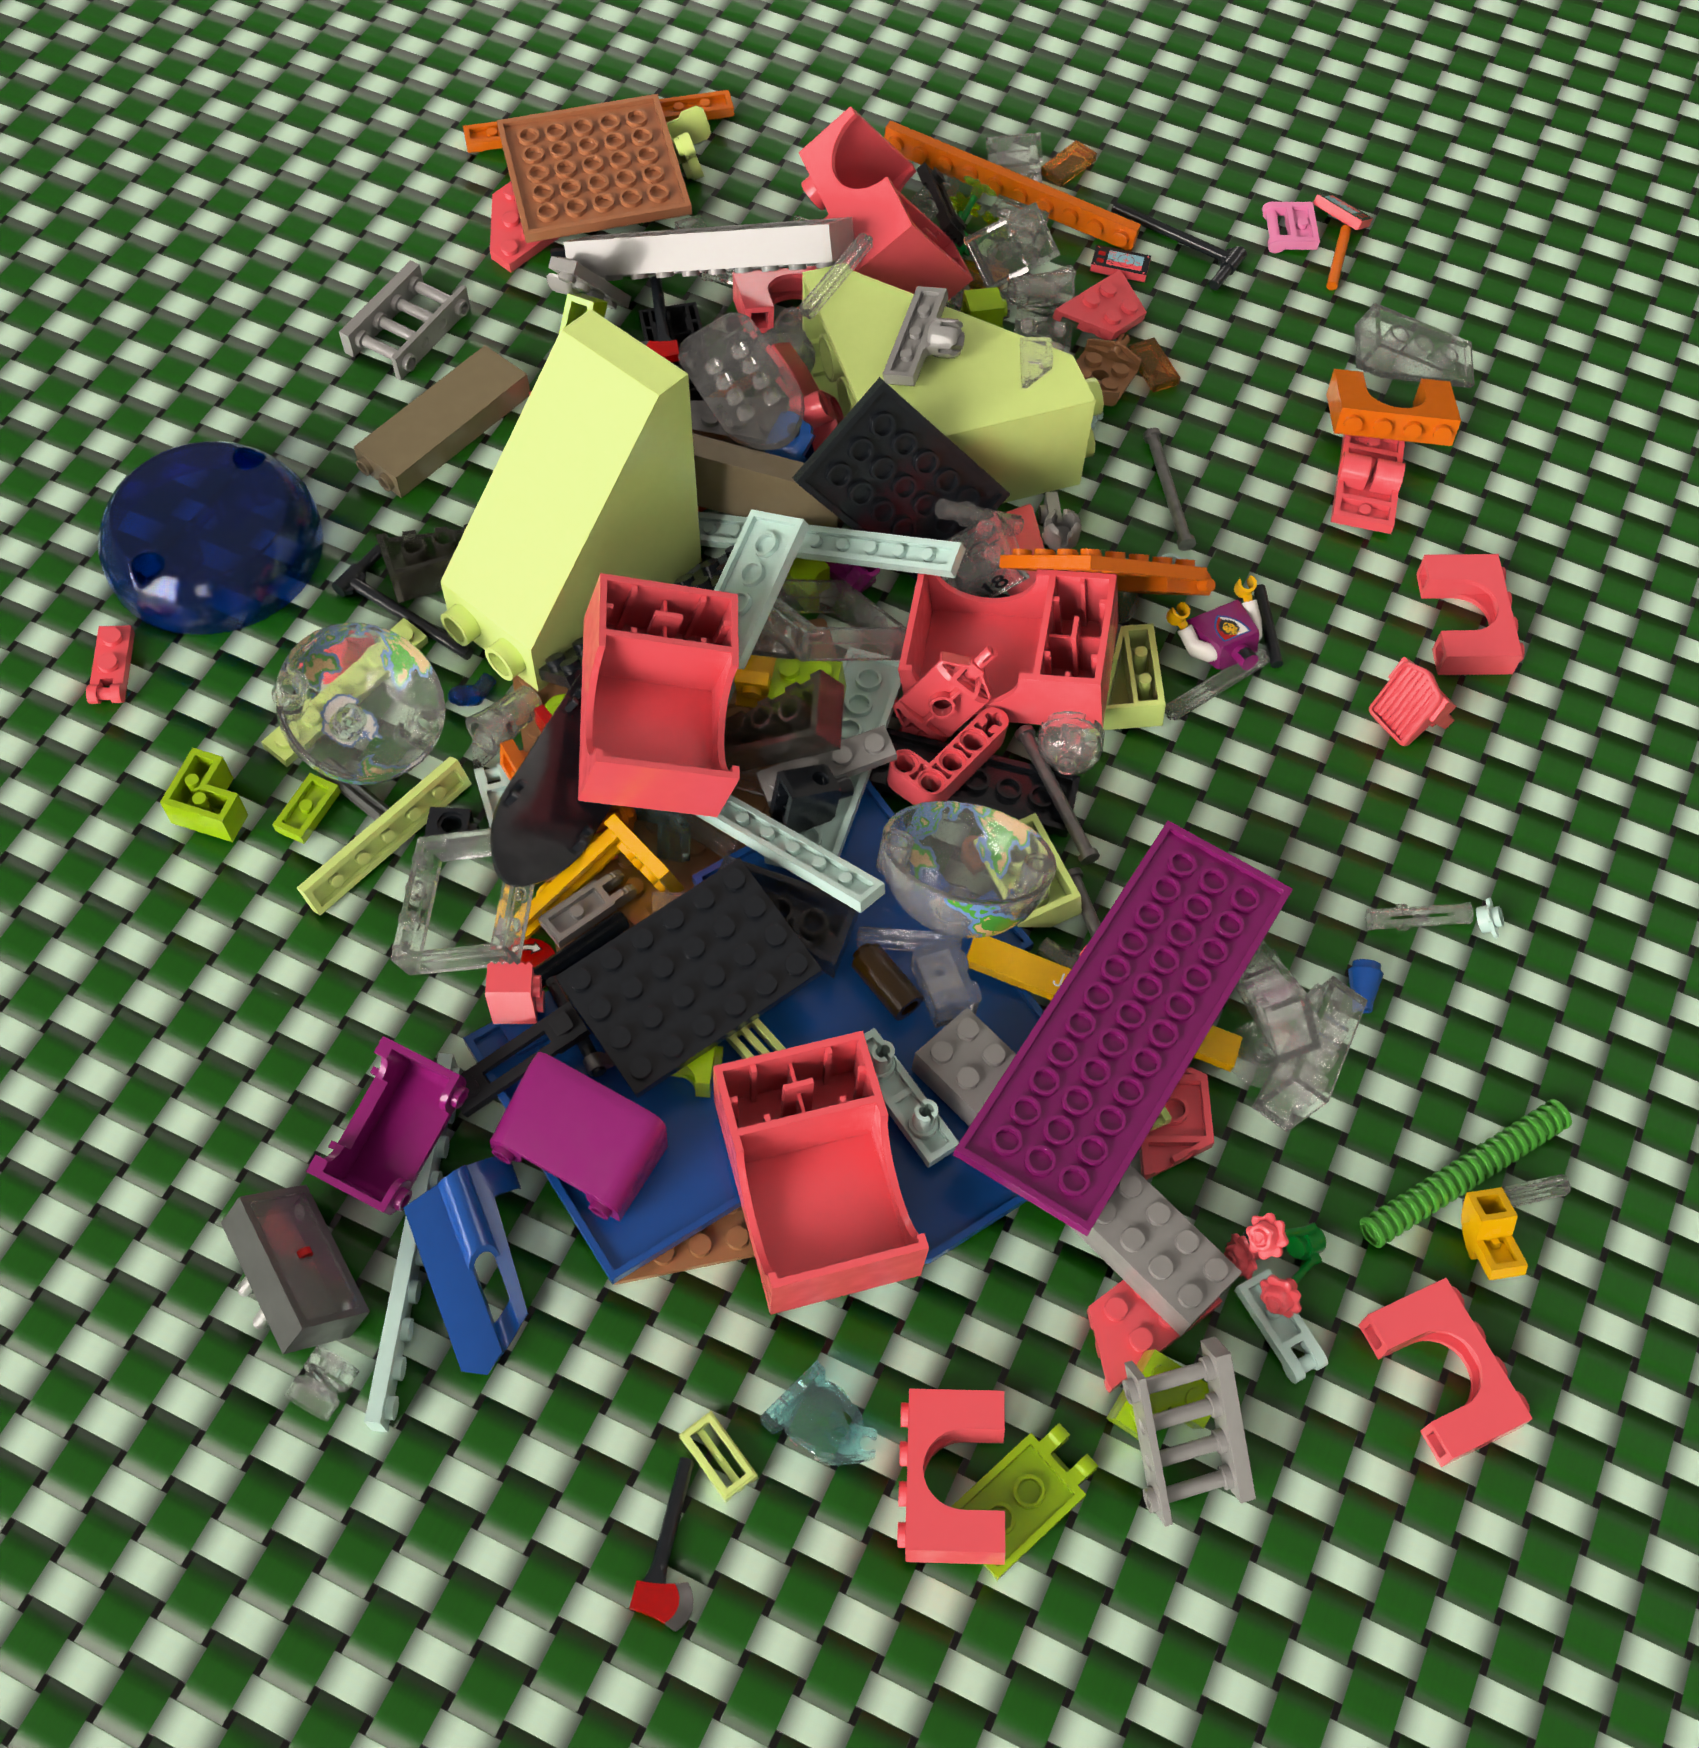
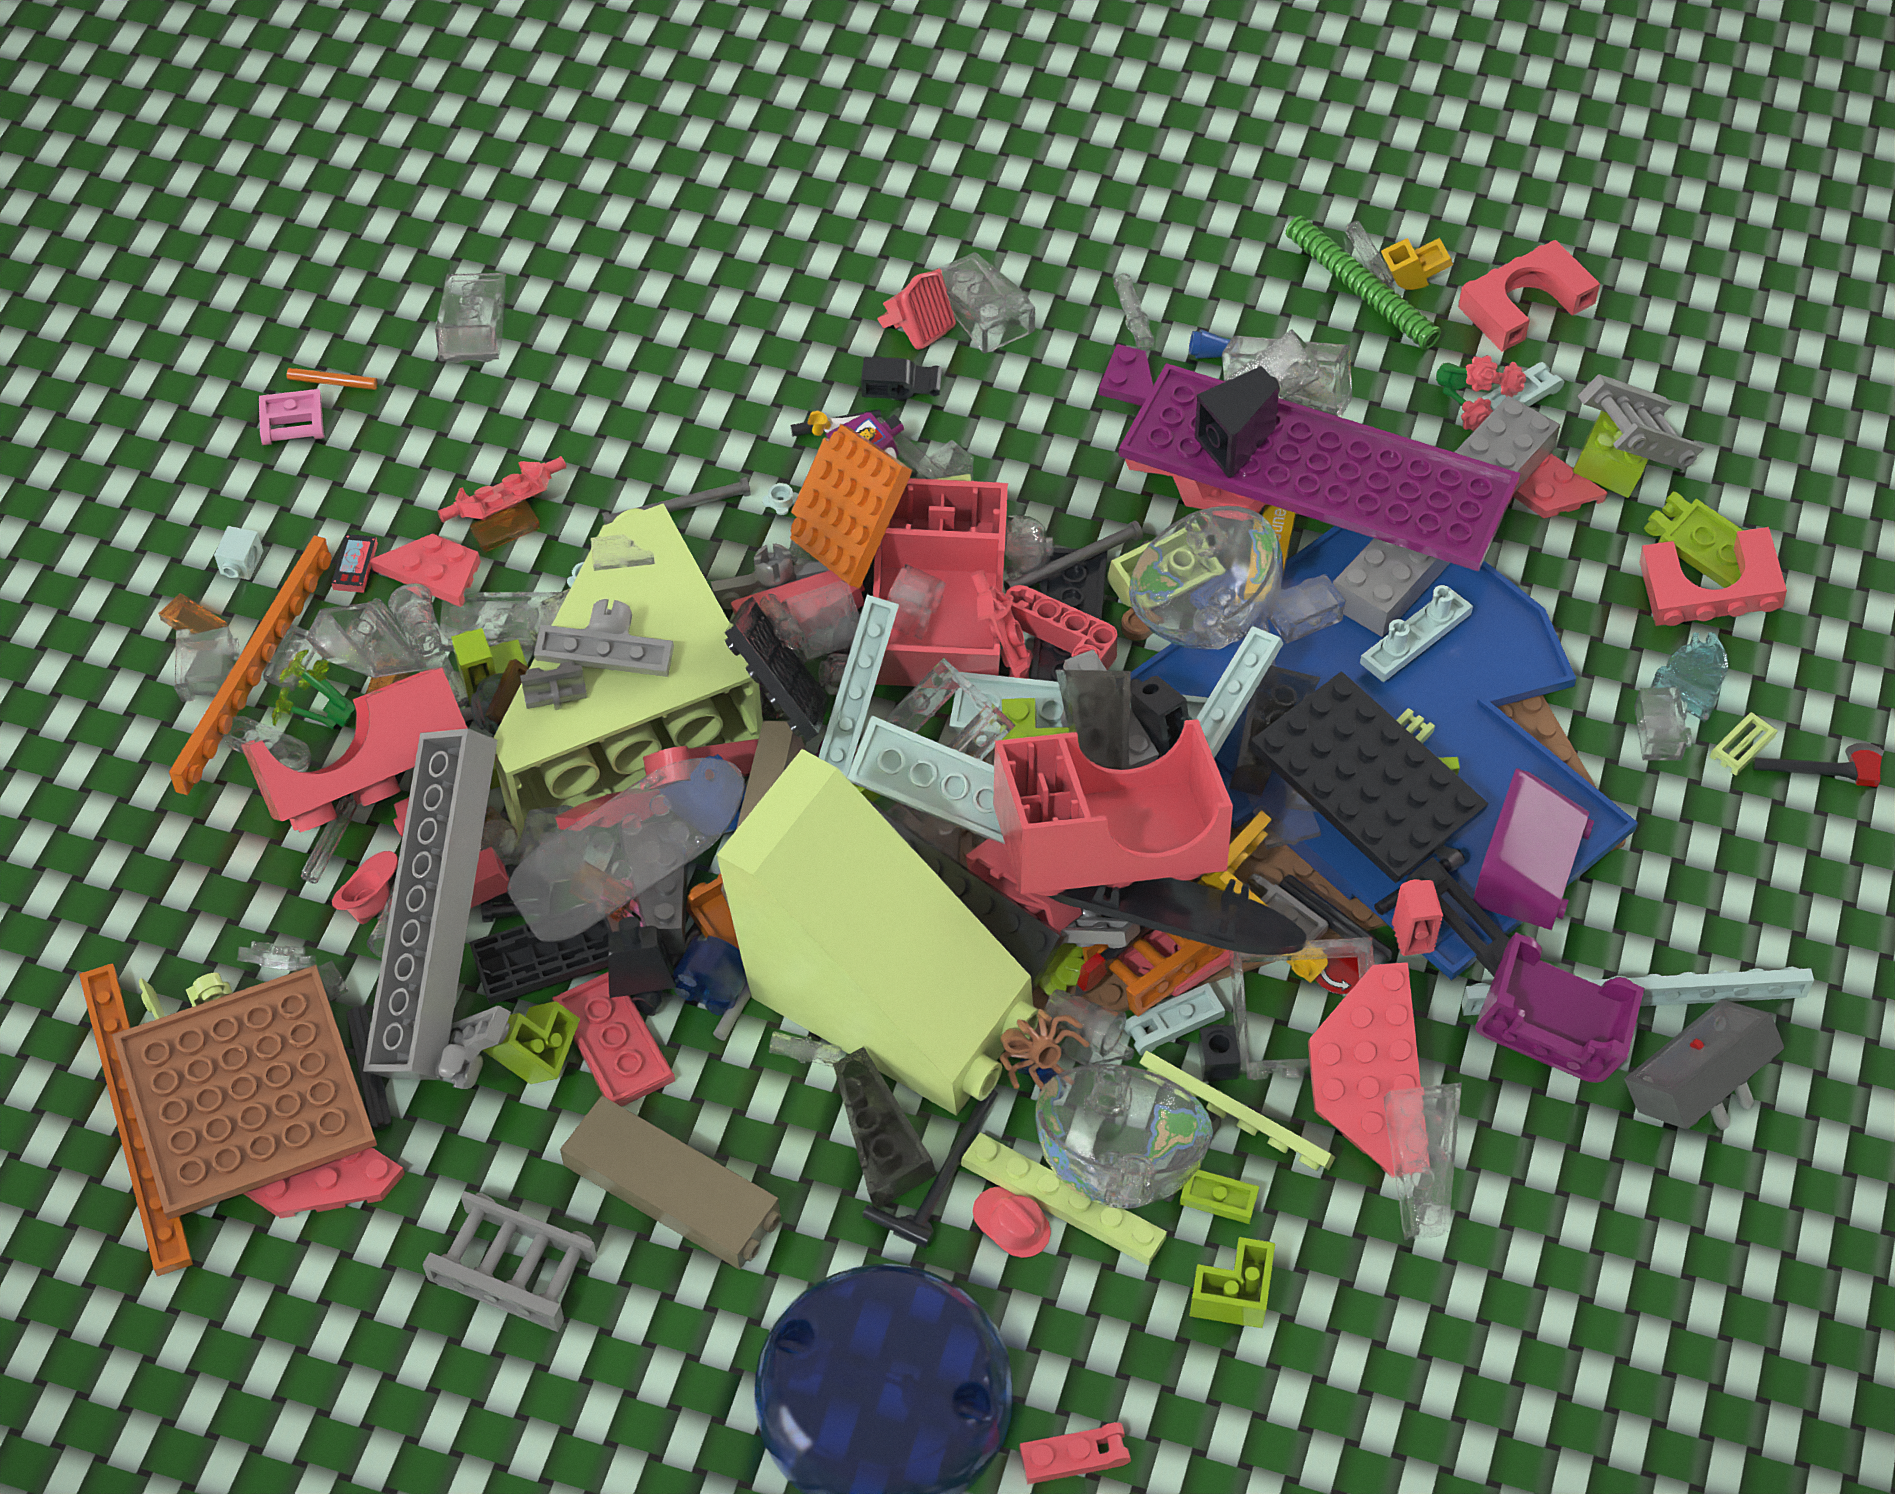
camera: 95 degrees left, 5 degrees down
(274, 965) = (1423, 1150): none -> clear wedge
(323, 1381) = (1802, 1026): clear wheel -> none
(377, 942) = (1363, 1055): none -> coral plate
(451, 1230) = (1637, 941): blue panel -> none
(470, 668) = (1041, 1049): none -> nougat animal
(664, 345) = (555, 956): black piece -> none
(710, 195) = (284, 958): none -> clear plate
(749, 1353) = (1662, 724): none -> clear brick
(816, 1172) = (1524, 668): coral piece -> none
(835, 276) = (516, 735): clear axle -> none
(881, 298) = (553, 686): none -> flat silver hips
(886, 980) = (1314, 649): dark brown brick -> none
(947, 217) = (260, 727): black container -> none
(994, 622) = (917, 598): none -> clear brick
(1110, 363) = (513, 557): medium nougat plate -> none
(1133, 186) = (238, 553): none -> light aqua brick
(1175, 919) = (1237, 418): none -> black slope
(1183, 355) = (505, 494): none -> coral plate
(1204, 722) = (954, 459): none -> clear tile
(1228, 259) = (340, 468): black bar -> none
(1321, 680) = (898, 378): none -> black piece
(1323, 899) = (1127, 376): none -> magenta wing
(1342, 211) = (265, 373): coral tile -> none
(1357, 413) = (578, 346): orange arch -> none
(1368, 483) = (645, 347): coral plate -> none
(1434, 771) = (987, 302): none -> clear slope
(1481, 582) = (834, 255): coral arch -> none
(1490, 918) = (1126, 264): light aqua plate -> none

